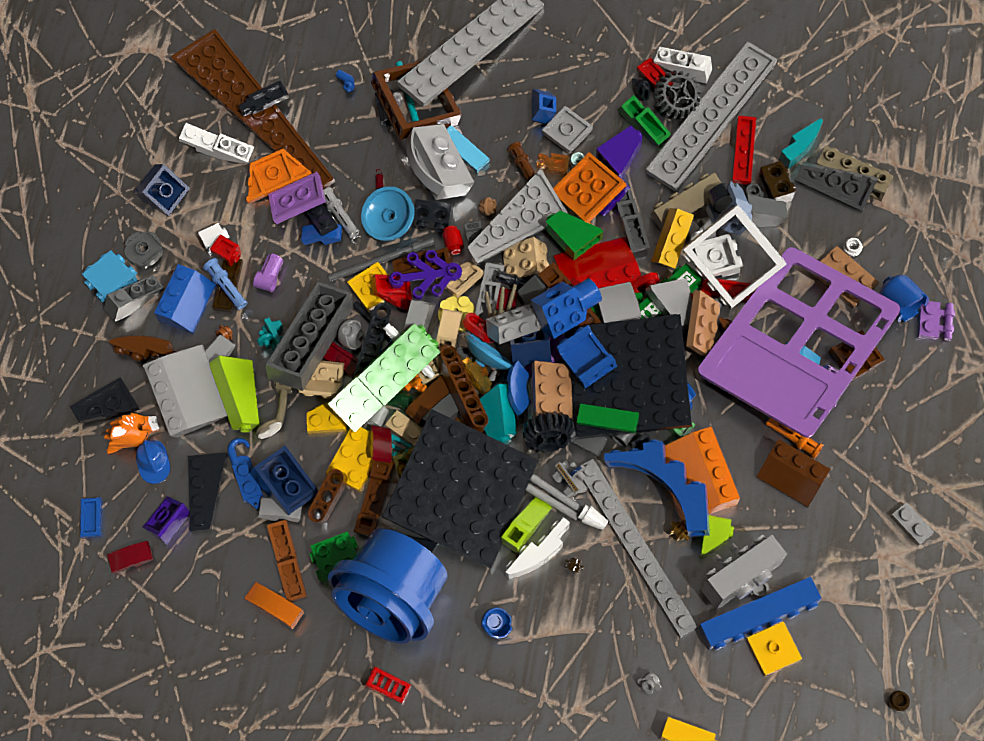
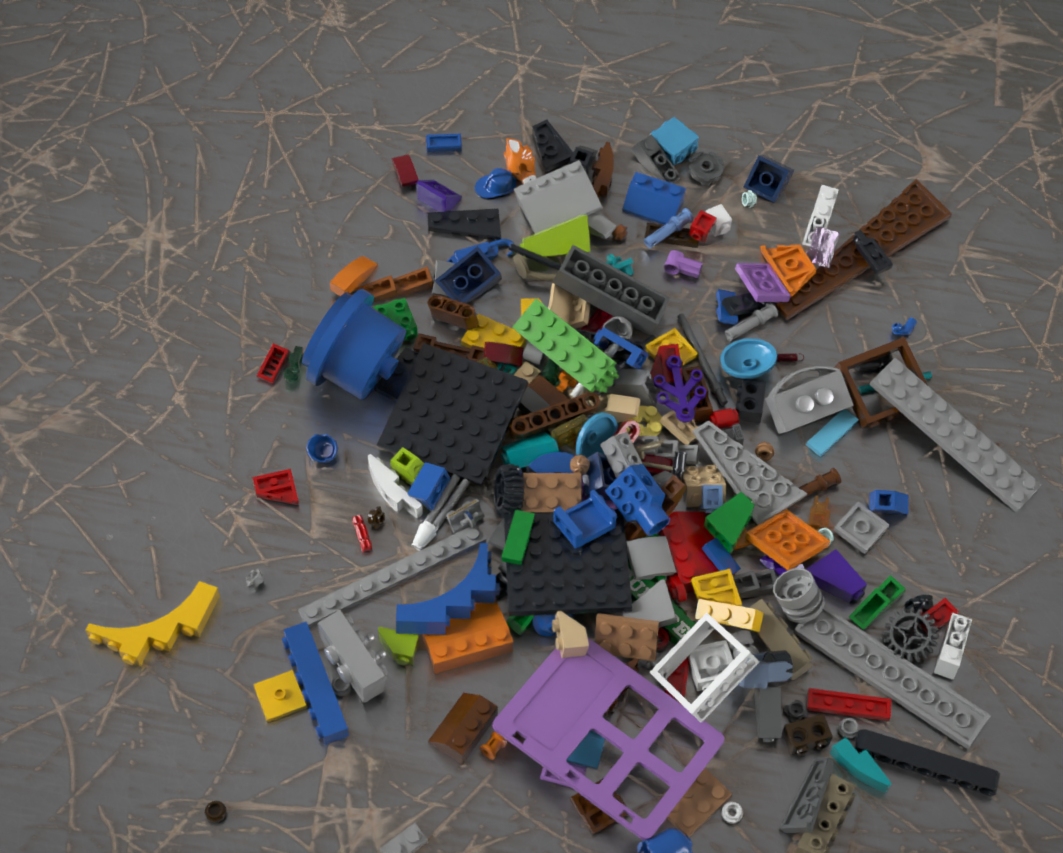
camera: 85 degrees right, 10 degrees down
(128, 368) = (585, 156): none -> black slope
(186, 209) = (749, 199): none -> light aqua plate
(261, 135) = (823, 246): none -> clear purple plate
(261, 410) = (536, 257): none -> black bar
(384, 660) = (295, 360): none -> clear green plate
(395, 307) = (637, 356): none -> blue panel
(523, 363) = (579, 464): none -> medium nougat plate
(541, 511) = (429, 485): none -> blue panel
(541, 669) = (276, 486): none -> red wing
(548, 249) = (711, 497): none -> medium blue bracket
(590, 579) = (362, 533): none -> red axle
(608, 246) = (720, 556): none -> blue tile
(643, 188) = (798, 595): none -> light grey wheel
(644, 247) = (717, 588): none -> yellow wing
(712, 369) = (571, 636): none -> tan slope
(765, 152) = (848, 728): none -> light grey plate
(793, 94) = (928, 762): none -> black beam

